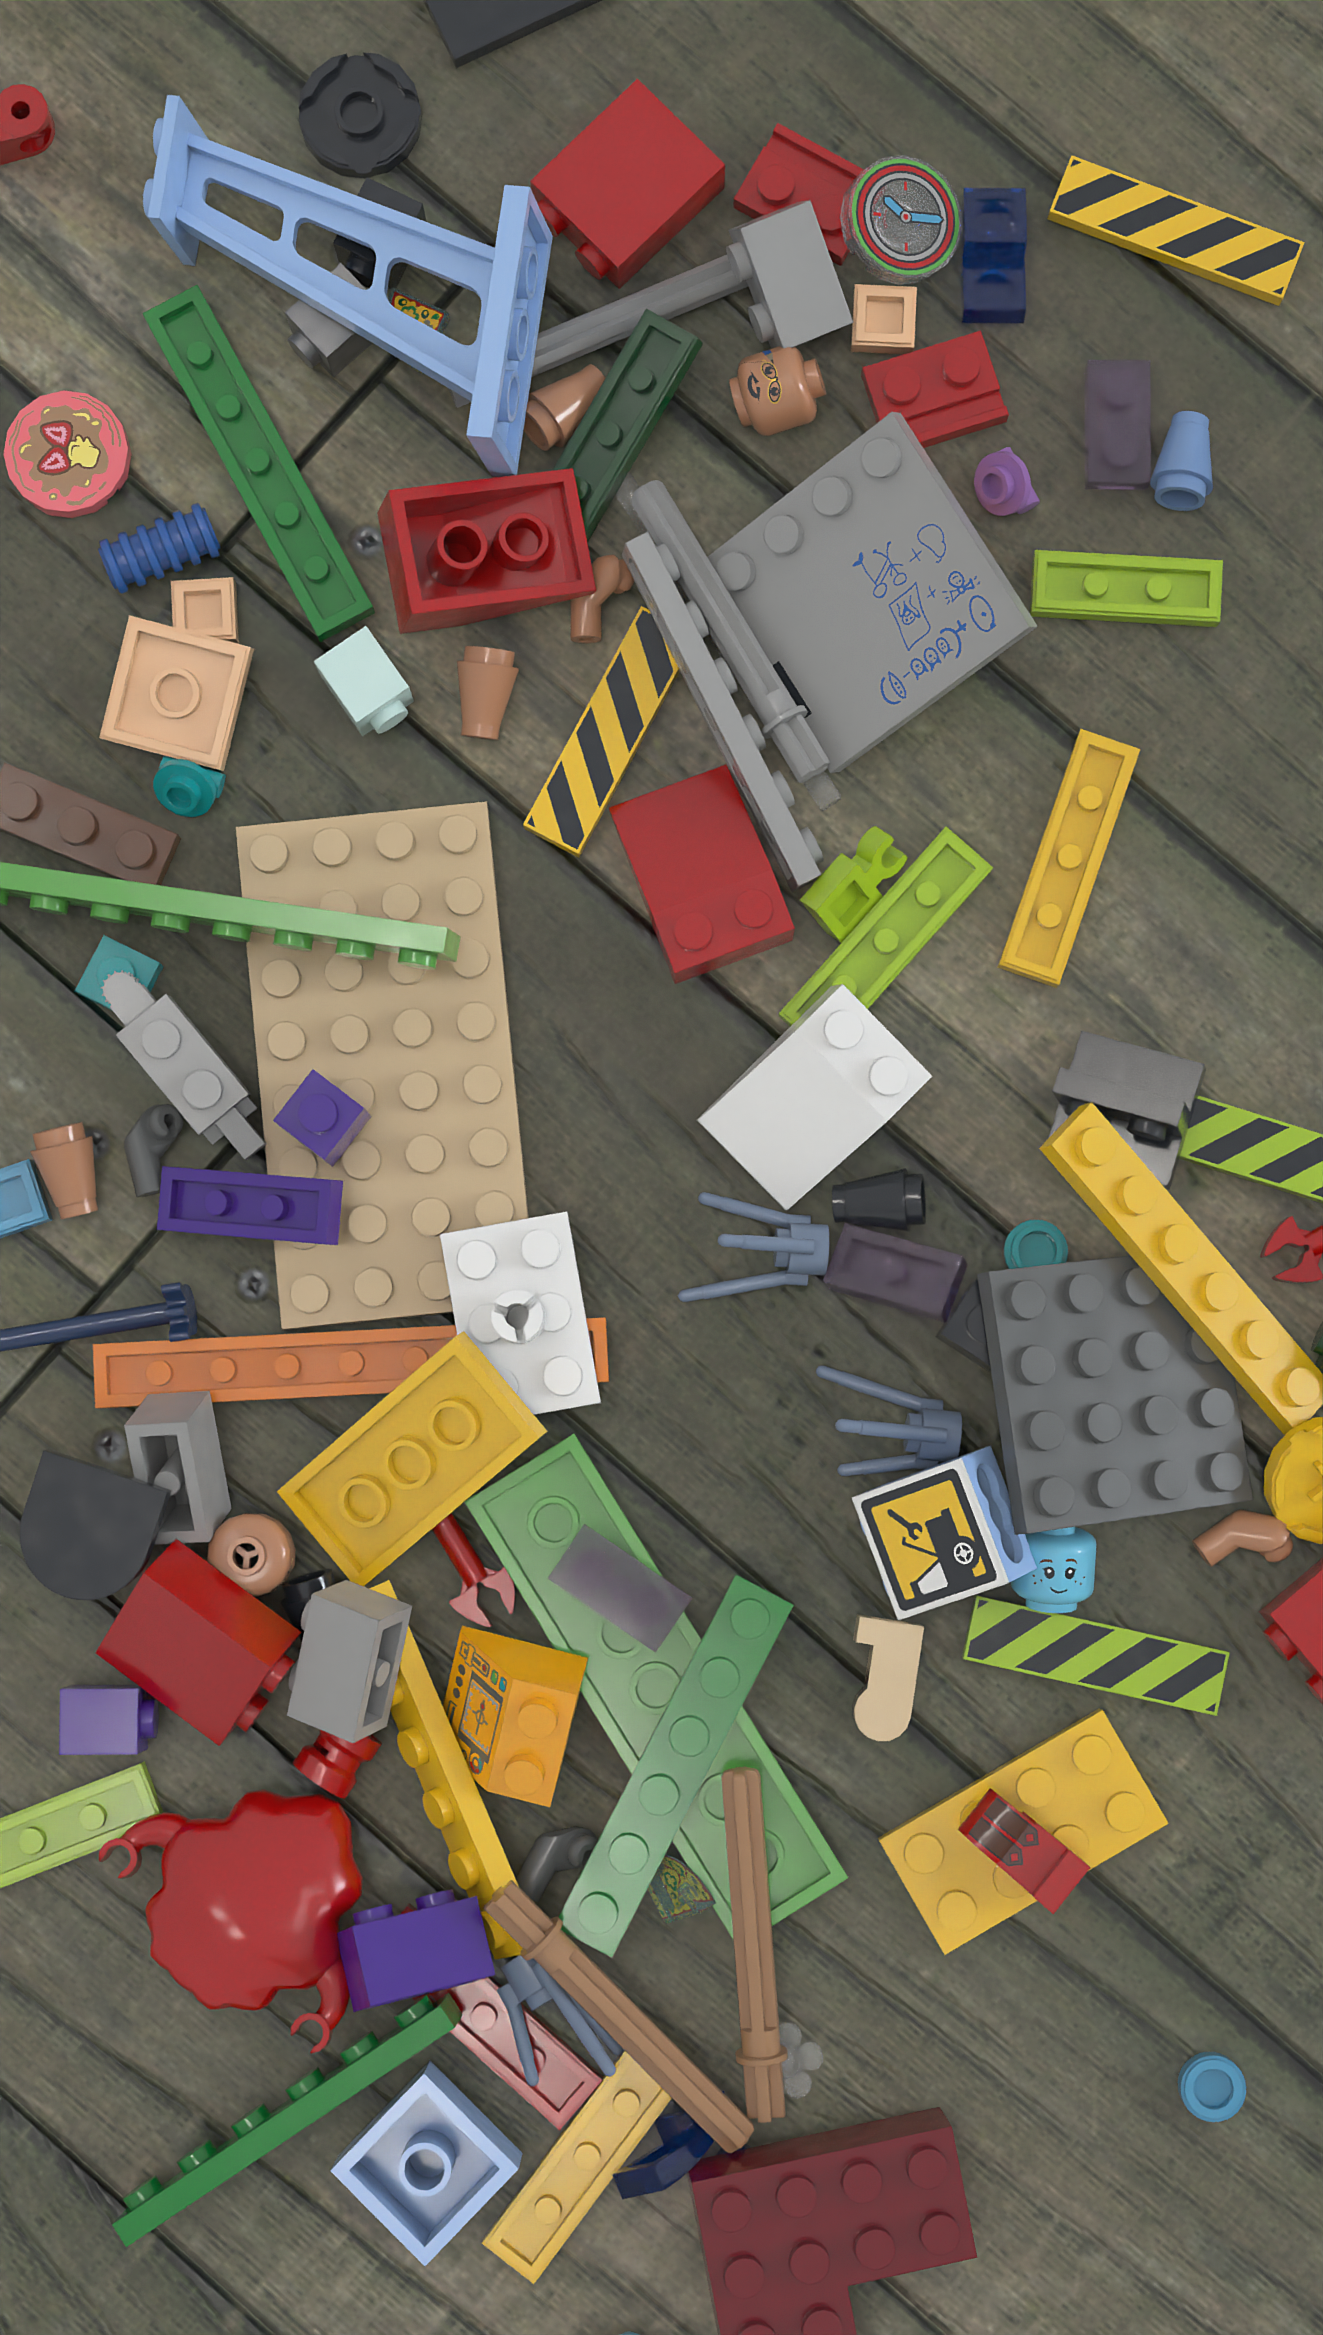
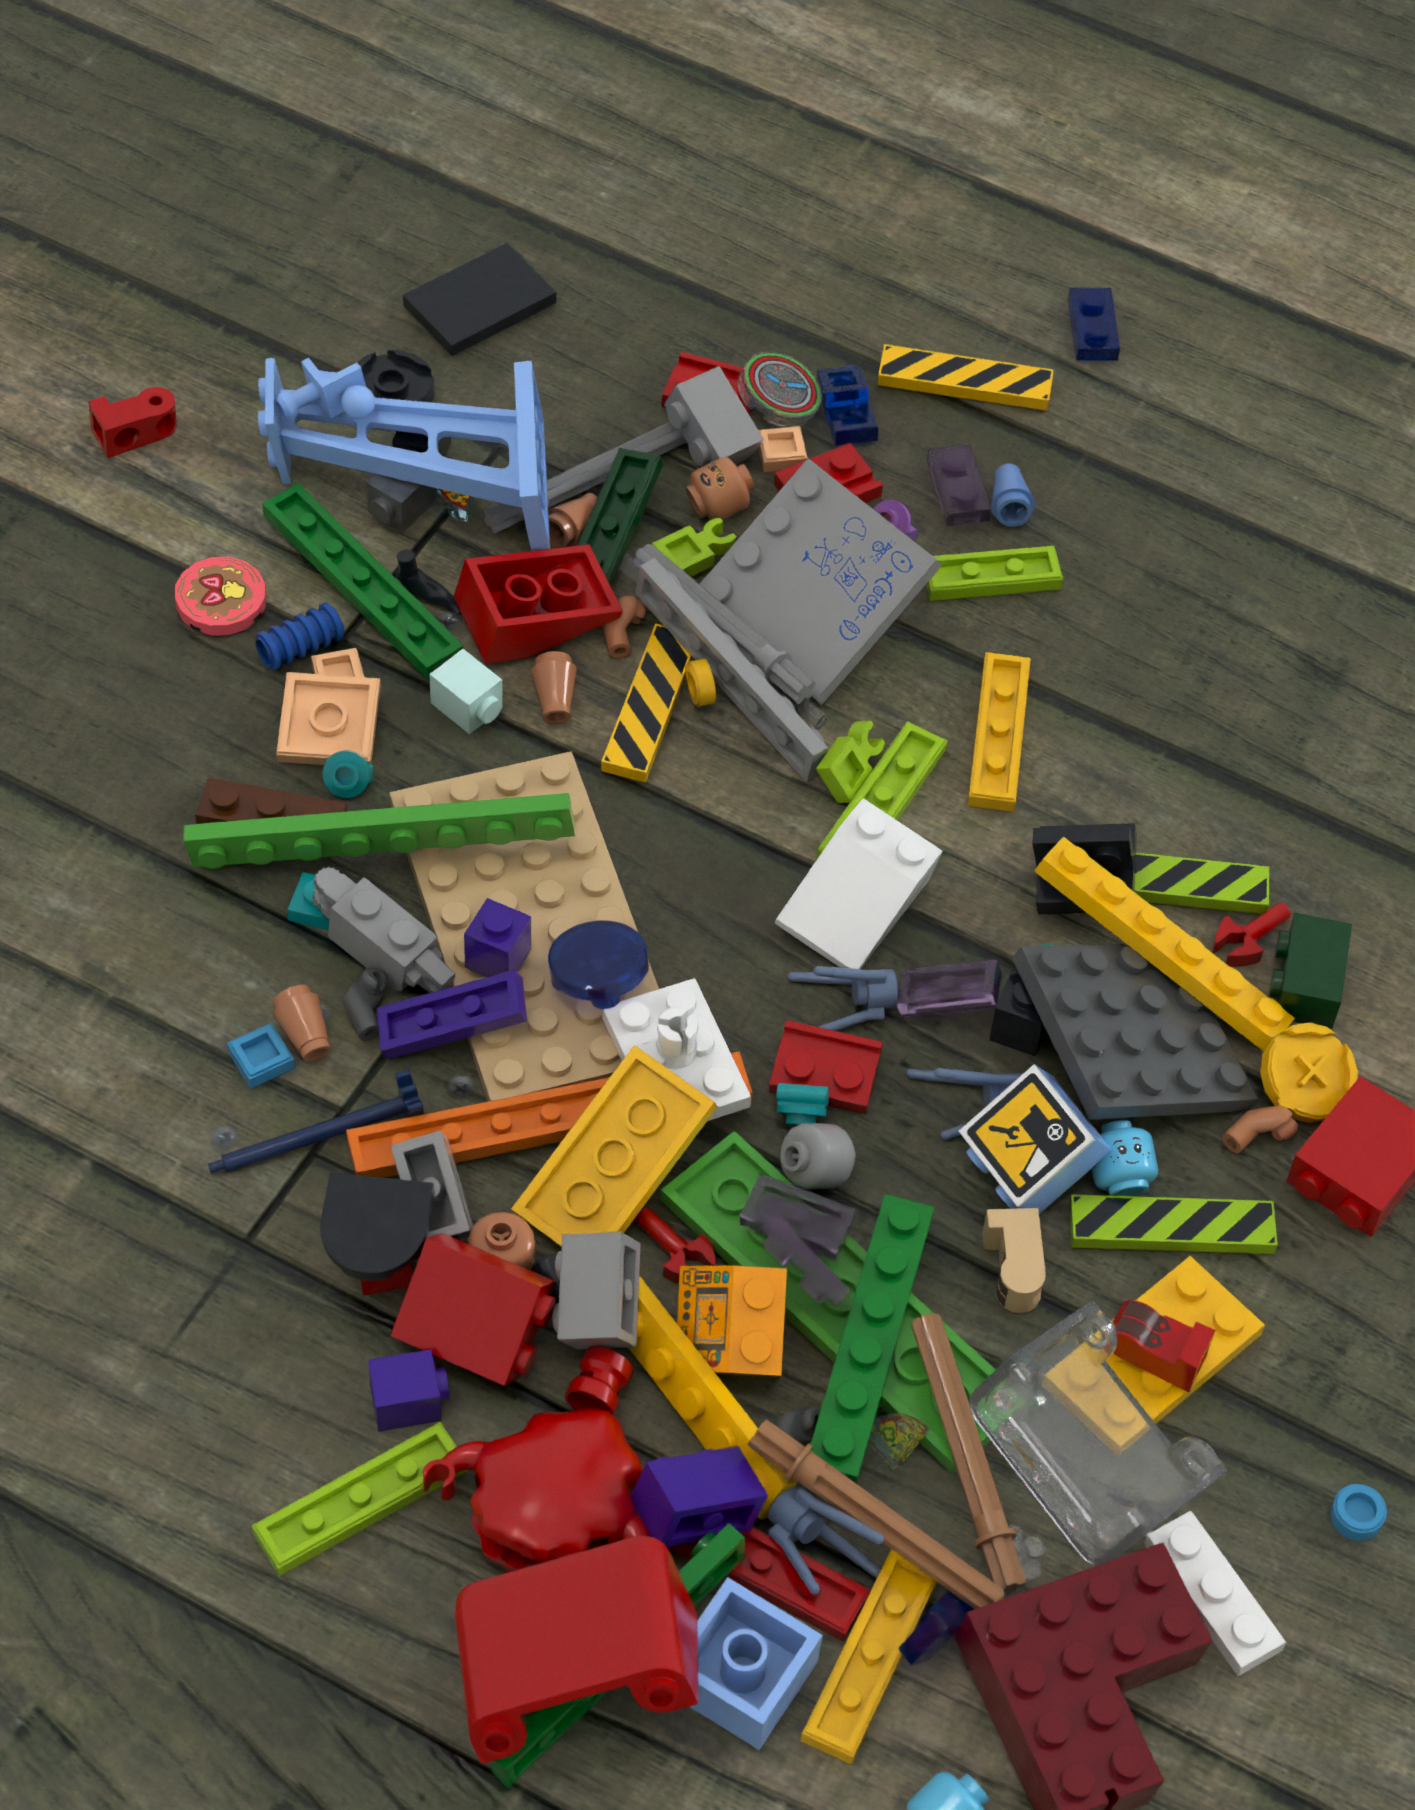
camera: 20 degrees left, 30 degrees down
(226, 2150) = (573, 1633): none -> red windscreen
(254, 168) = (333, 391): none -> light blue piece
(344, 481) = (421, 583): none -> black bar
(445, 1170) = (598, 962): none -> clear blue tile
(610, 1666) = (818, 1278): none -> clear purple plate
(627, 185) = (592, 393): red brick -> none
(668, 1406) = (802, 1102): none -> teal plate
(668, 1493) = (817, 1156): none -> light grey head
(679, 720) = (700, 682): none -> yellow tile
(702, 874) = (744, 777): red slope -> none
(711, 489) = (694, 550): none -> lime plate
(713, 1350) = (830, 1060): none -> red plate
(882, 1201) = (925, 949): black cone -> none
(912, 1968) = (1087, 1439): none -> clear windscreen
(1009, 2157) = (1222, 1599): none -> white plate

